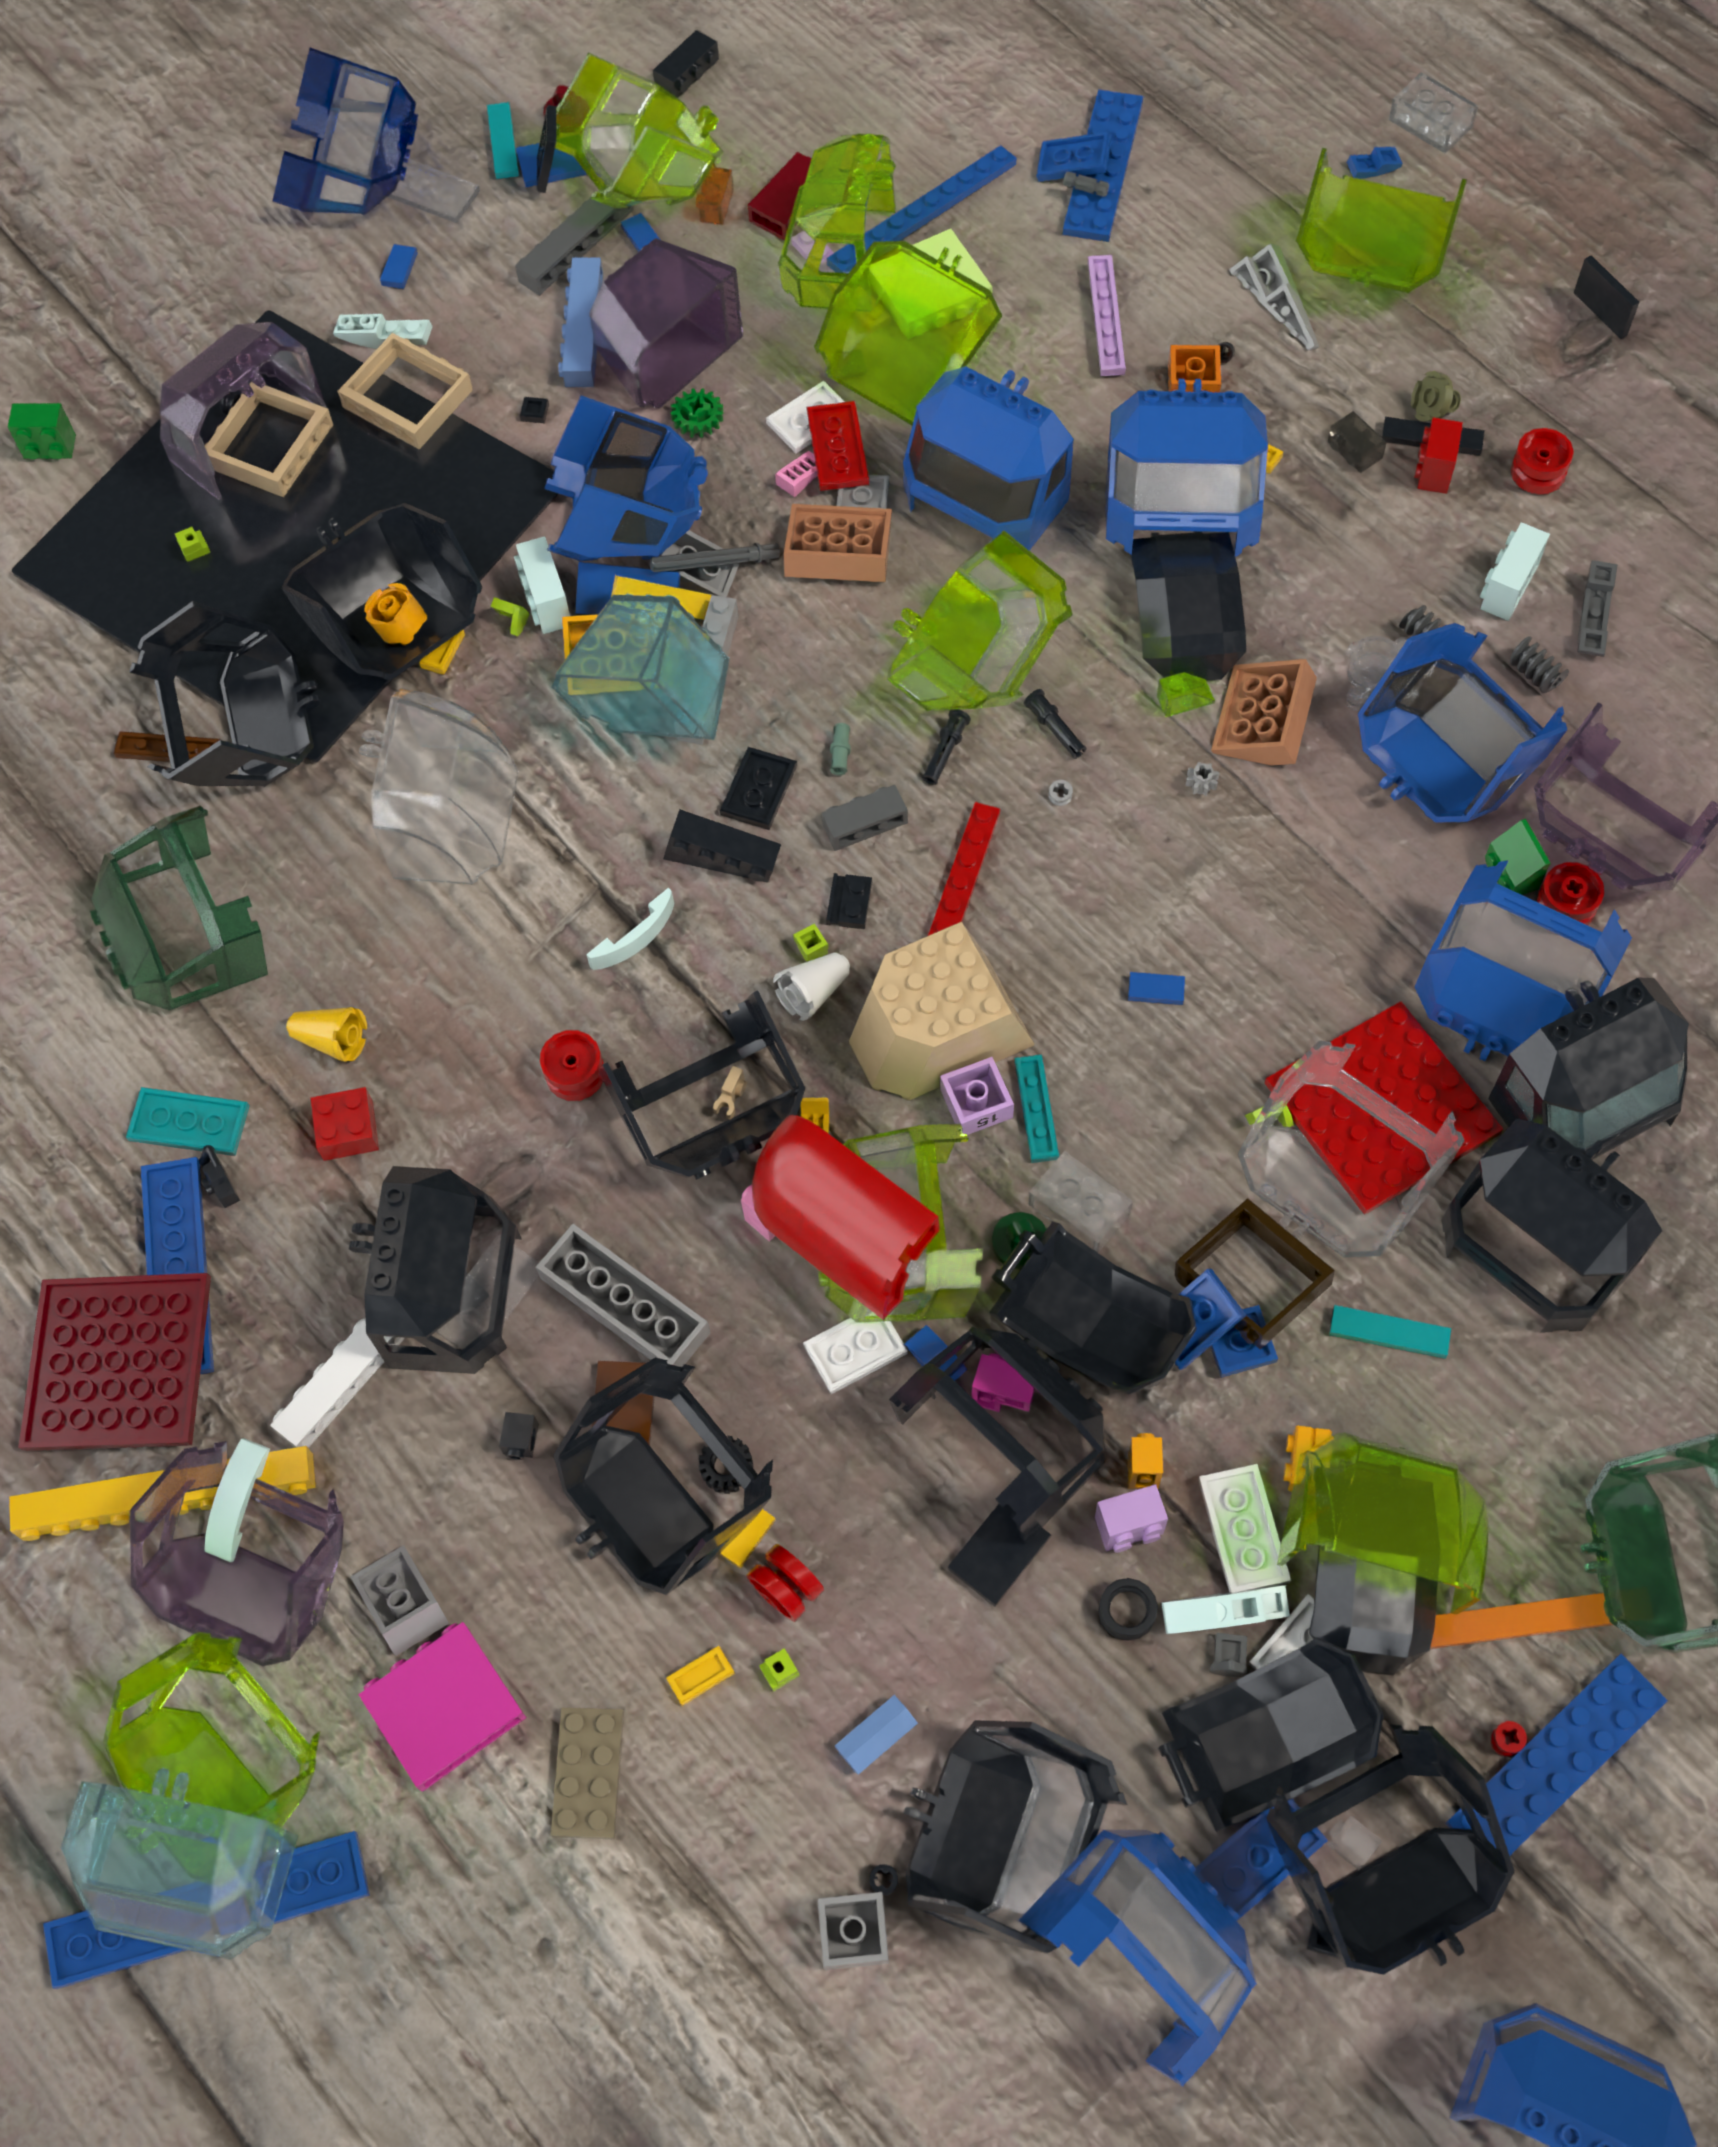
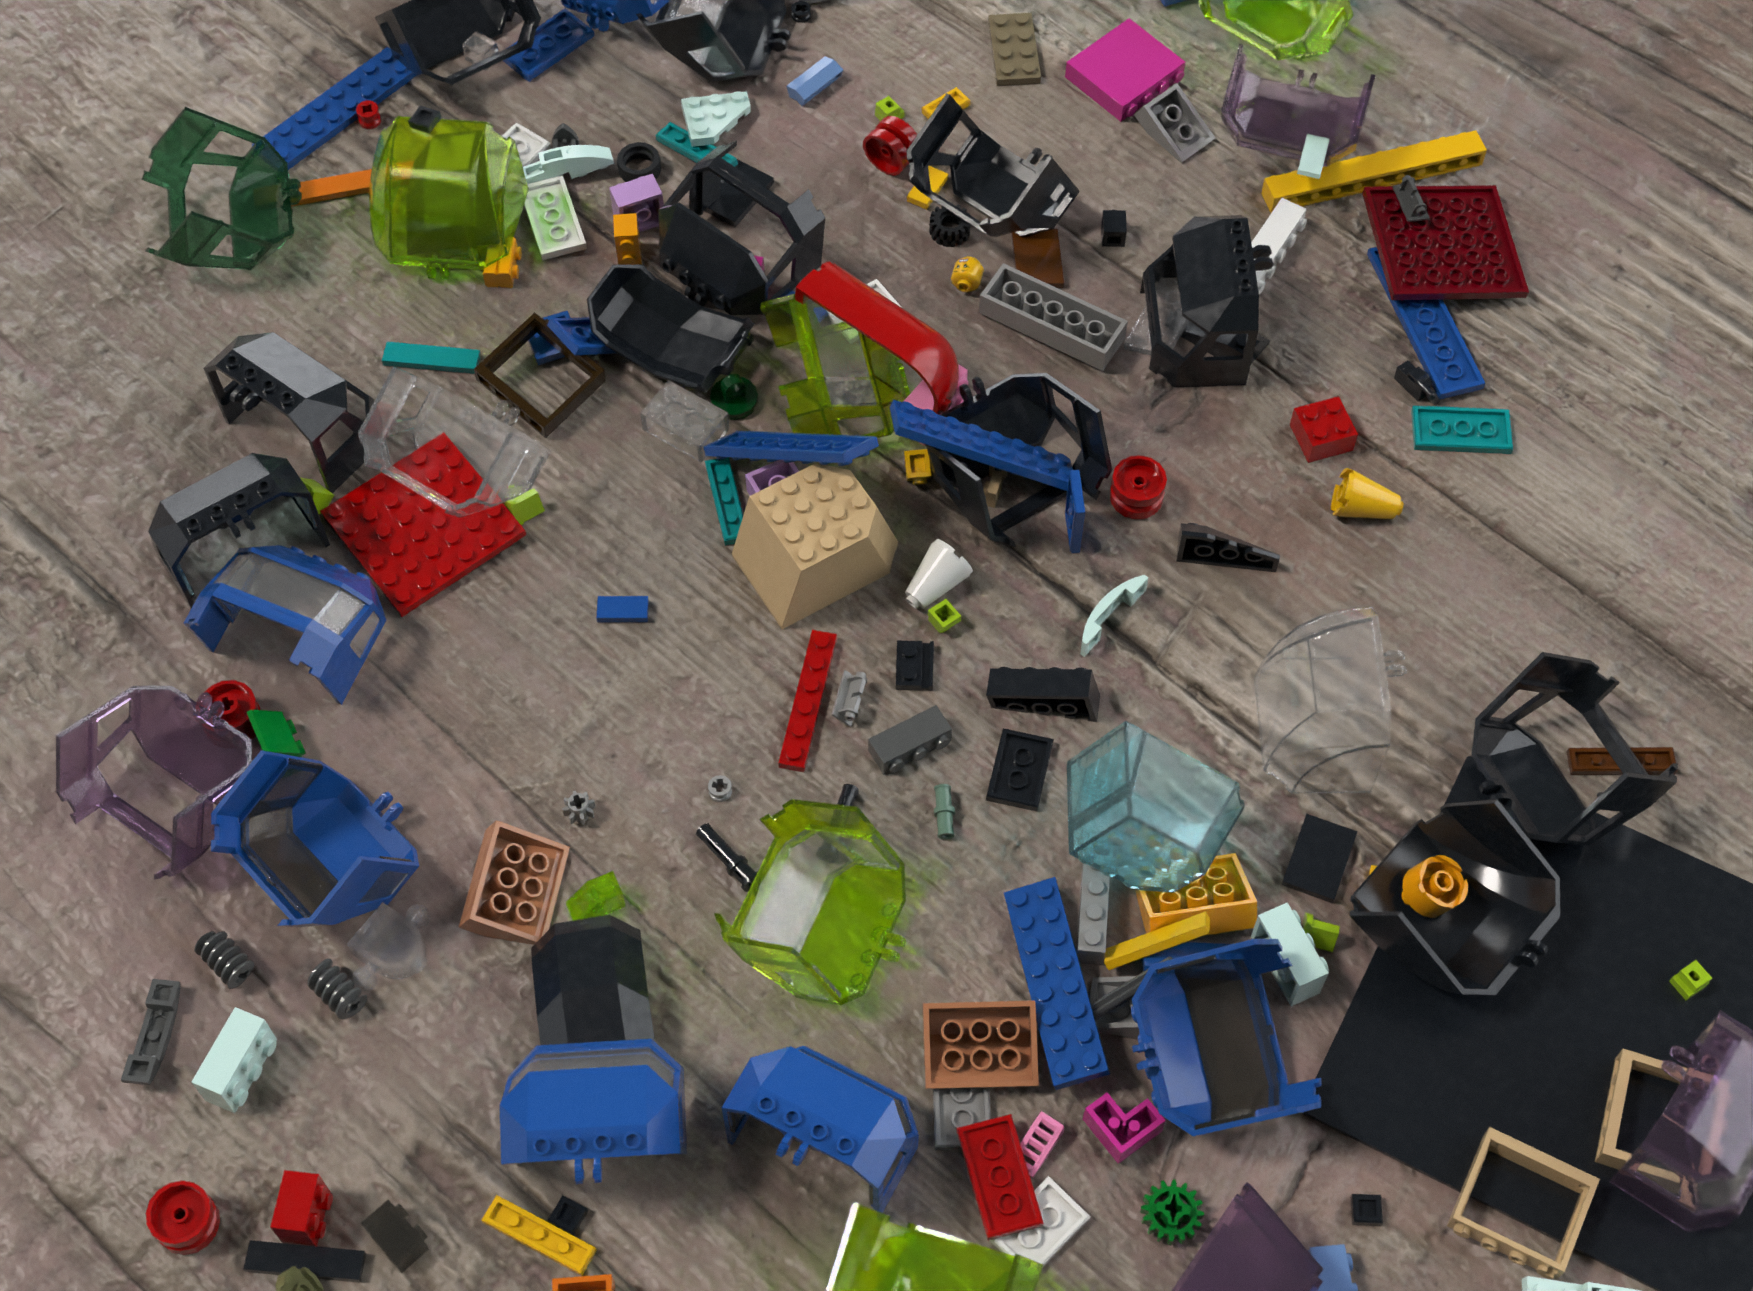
camera: 170 degrees right, 5 degrees down
(138, 1406) = (1410, 200): none -> dark grey hinge
(233, 938) = (1562, 608): clear green windscreen -> none
(489, 682) = (1319, 858): none -> black tile
(513, 992) = (1211, 547): none -> black wedge
(650, 1022) = (1074, 511): none -> blue tile
(716, 1379) = (967, 274): none -> yellow head
(729, 466) = (1119, 1131): none -> dark pink brick
(741, 1090) = (980, 445): none -> blue plate
(761, 583) = (1056, 984): none -> blue plate
(917, 874) = (848, 697): none -> light grey hinge
(960, 1097) = (792, 447): none -> blue plate
(1024, 1679) = (712, 115): none -> light aqua plate
(1049, 1627) = (679, 141): none -> teal tile
(1274, 1728) = (538, 94): black windscreen -> none
(1418, 1565) = (424, 119): none -> black tile

